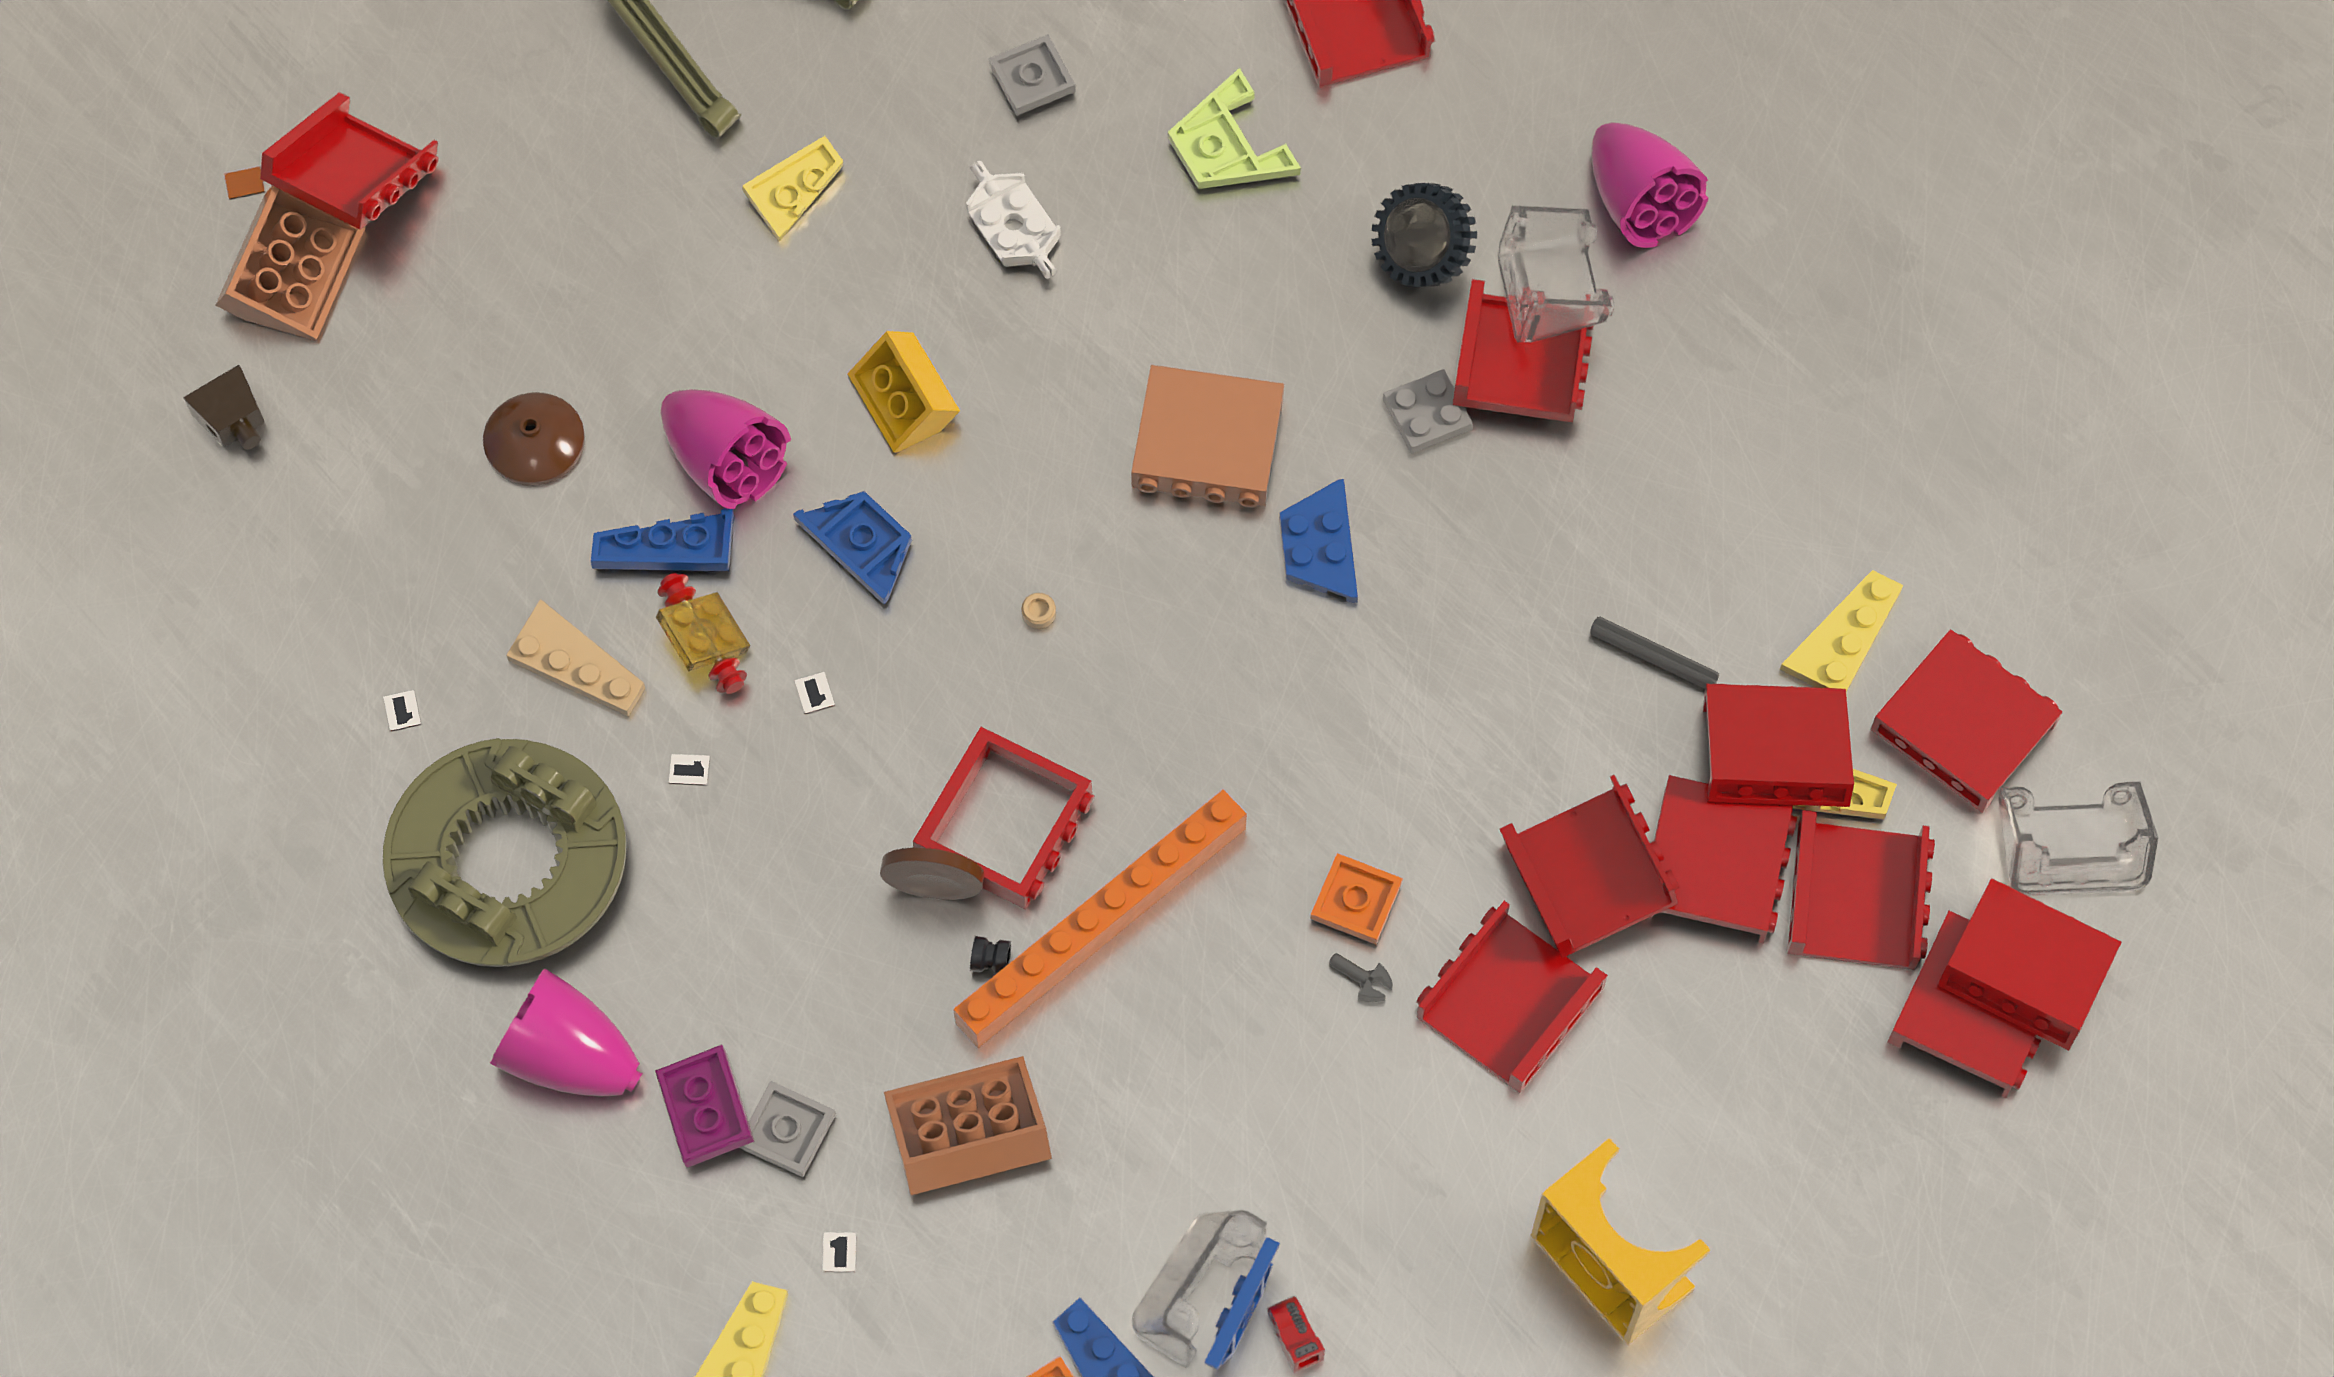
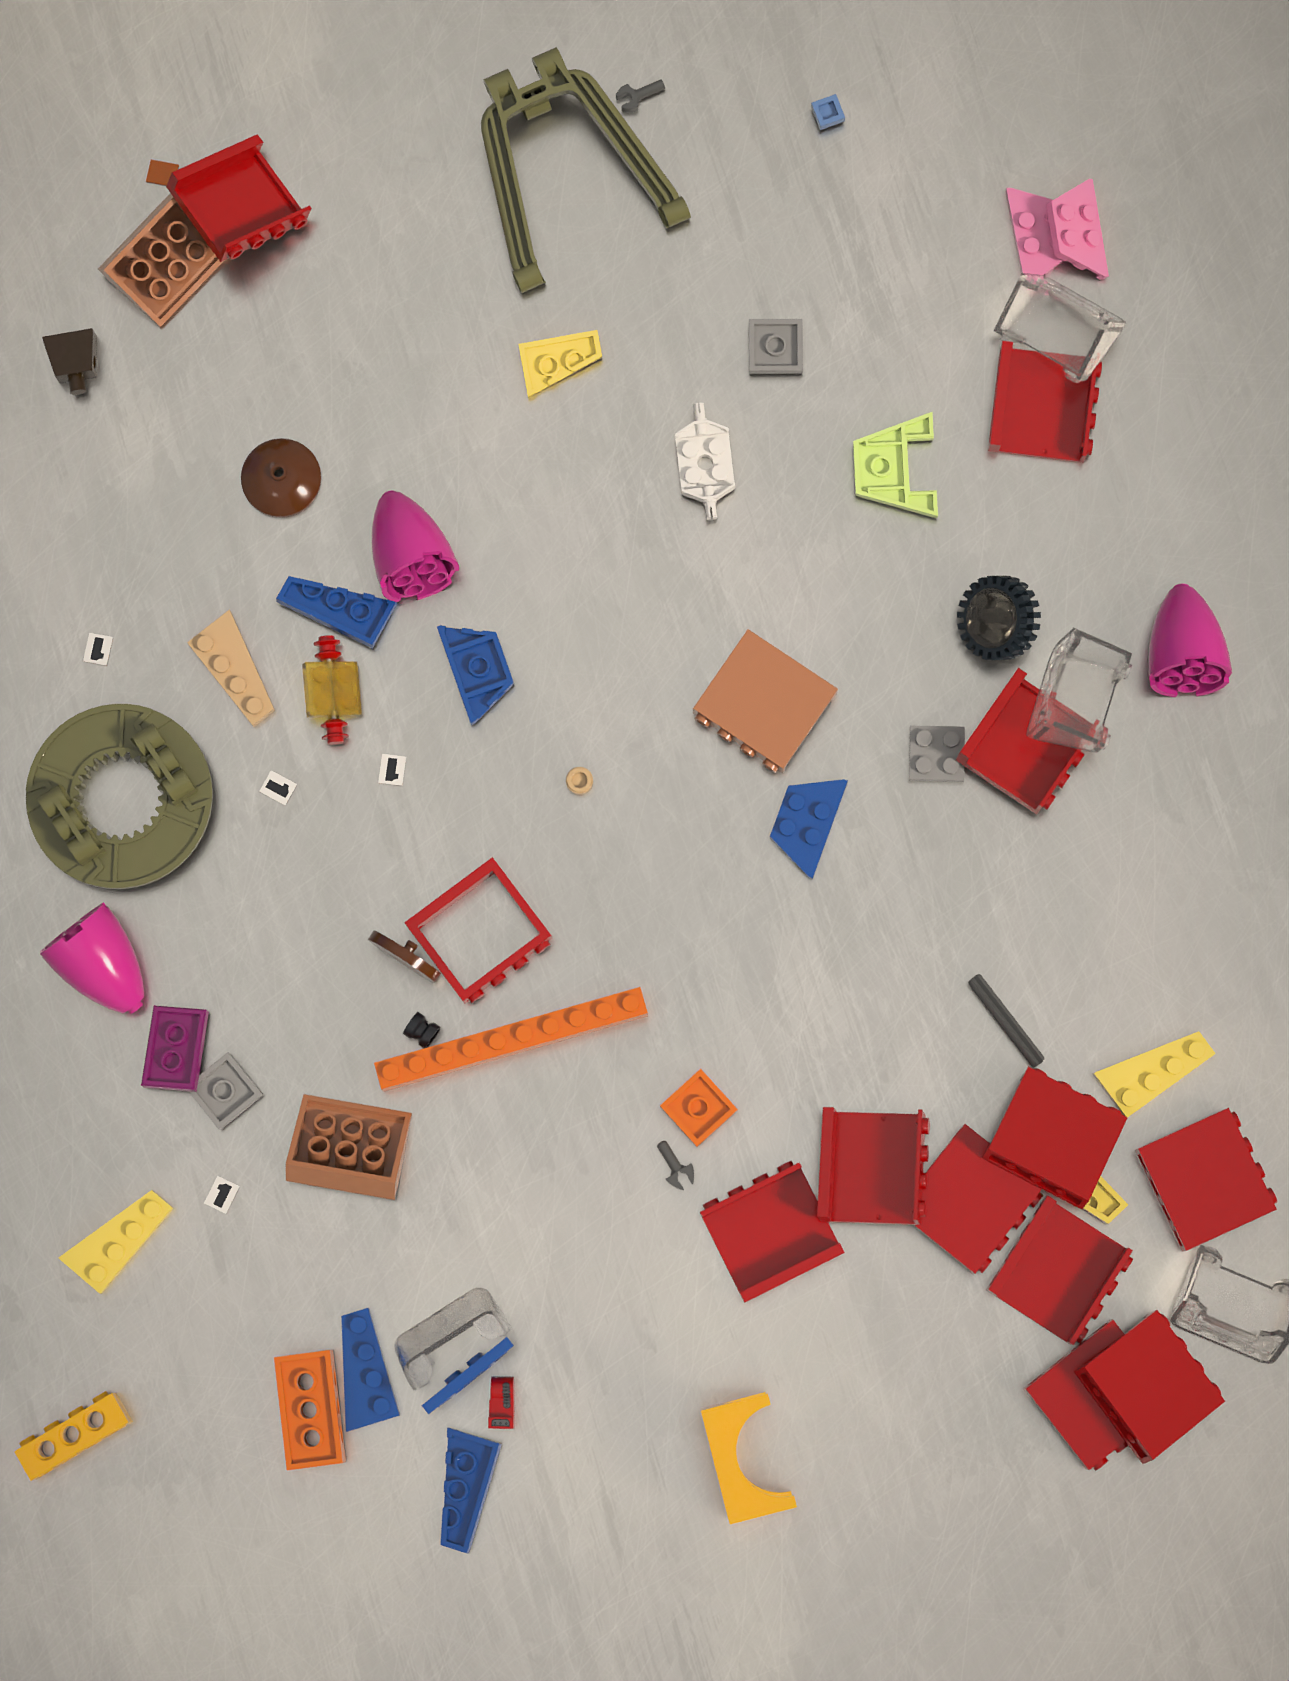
camera: 30 degrees right, 15 degrees up
(903, 390) = (561, 563): yellow slope -> none

